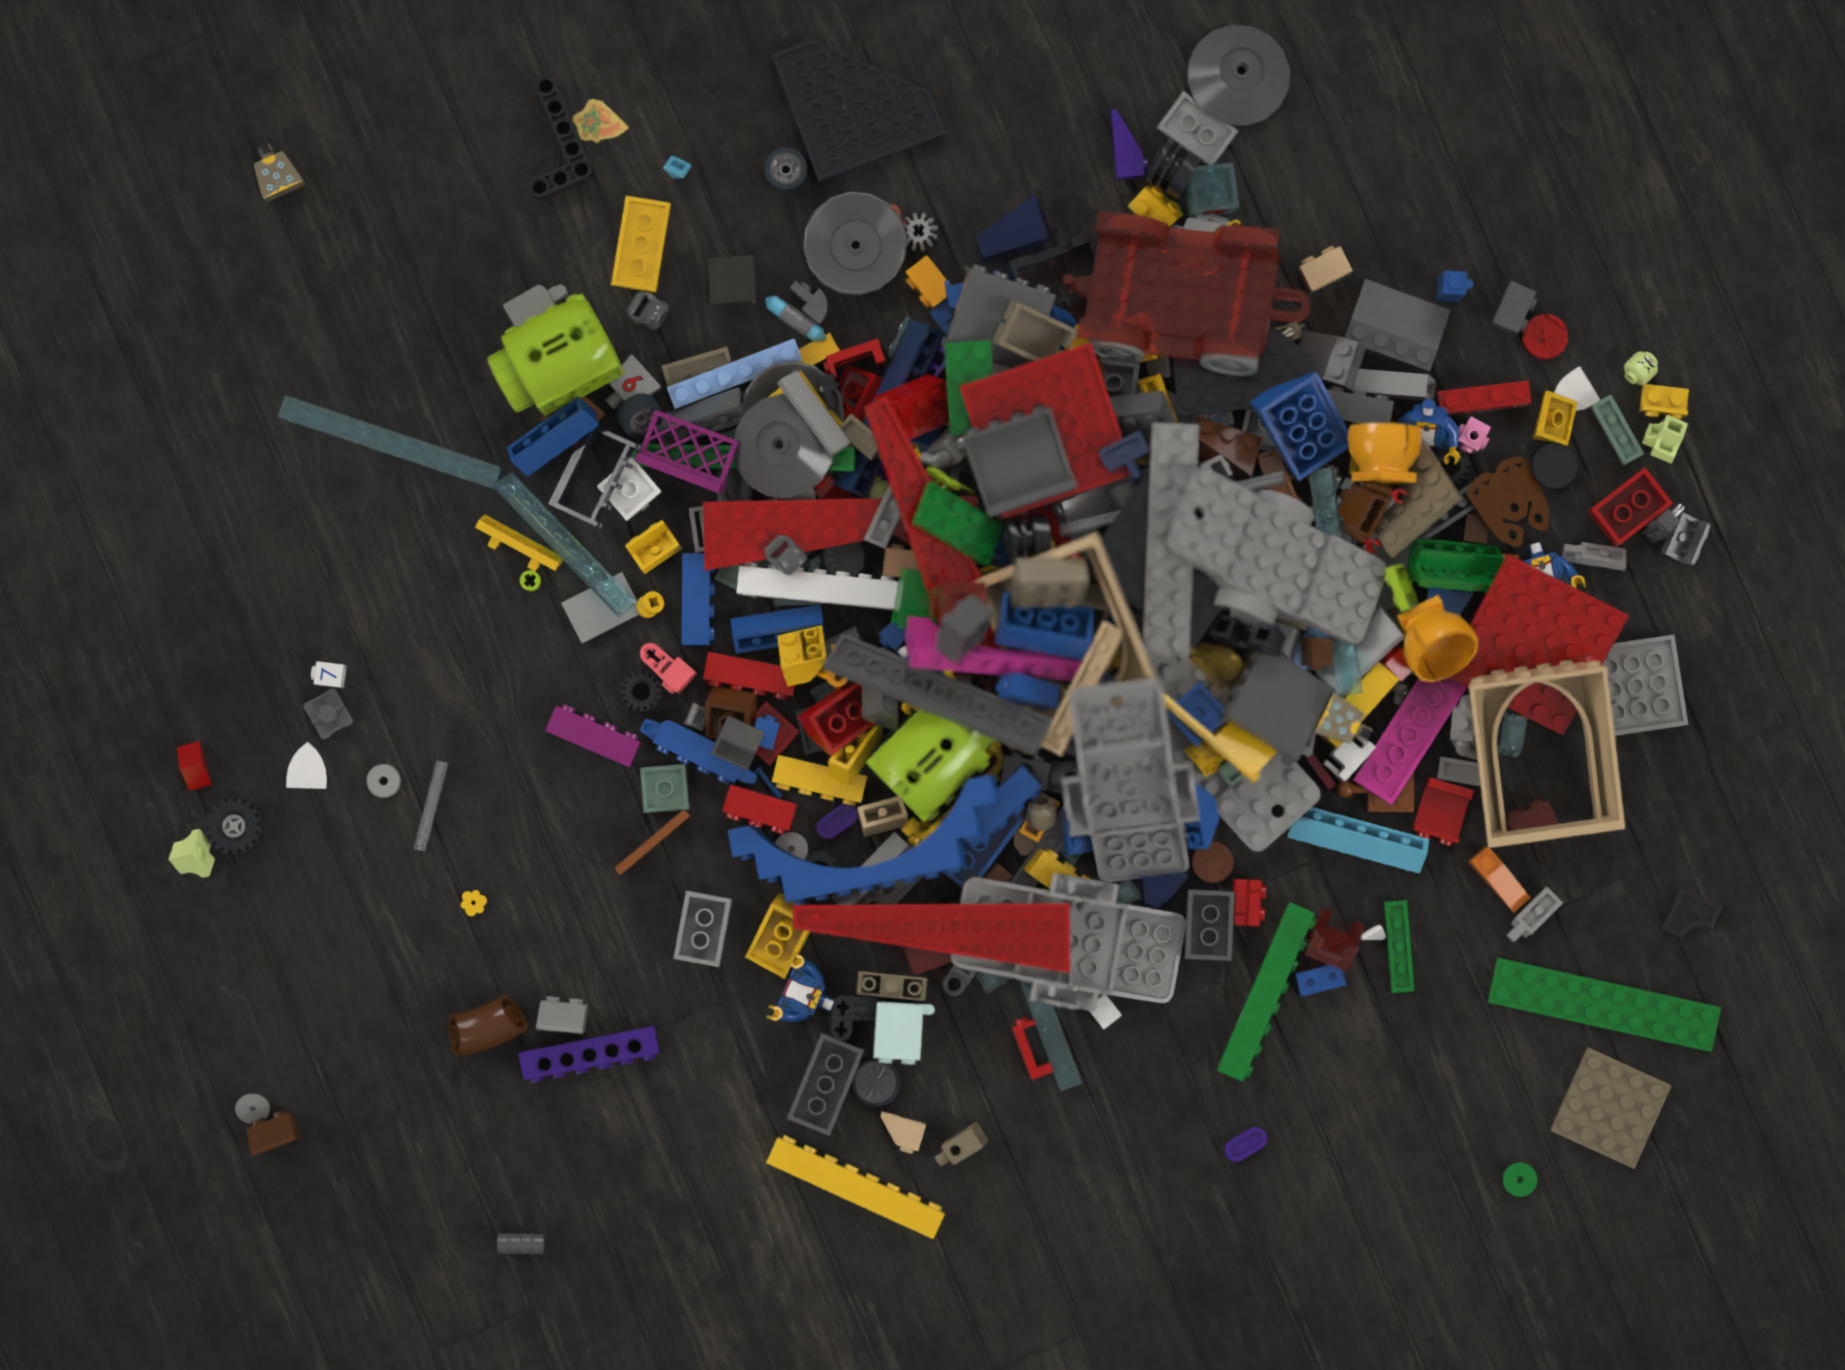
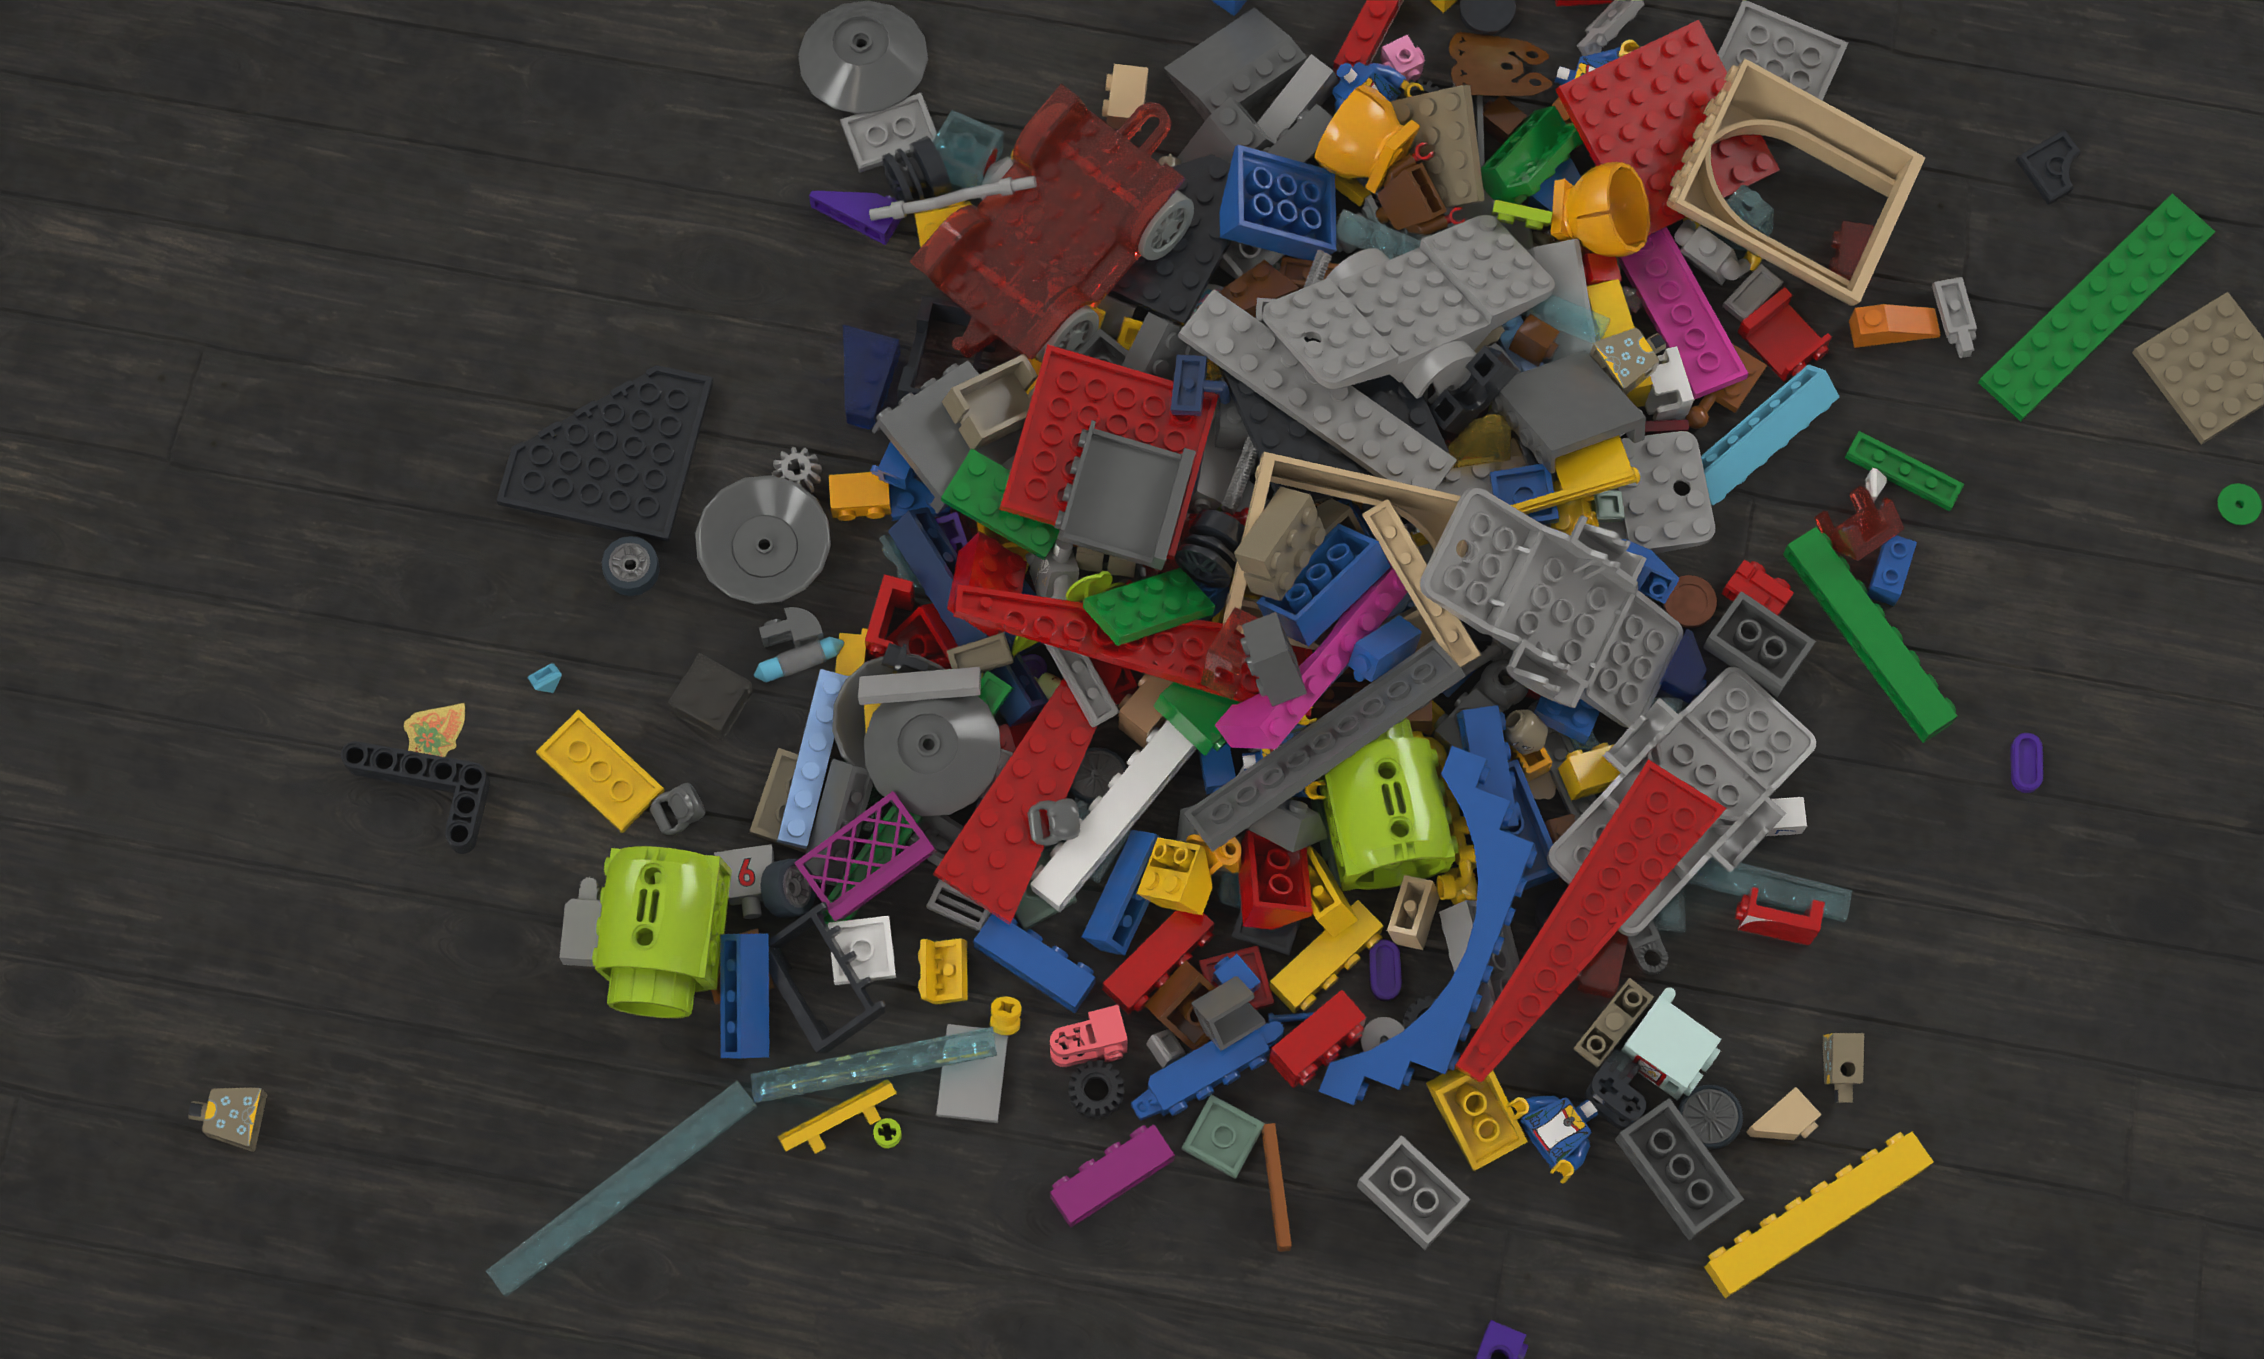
camera: 60 degrees left, 15 degrees down
(1189, 238) = (1005, 187): none -> light grey bar

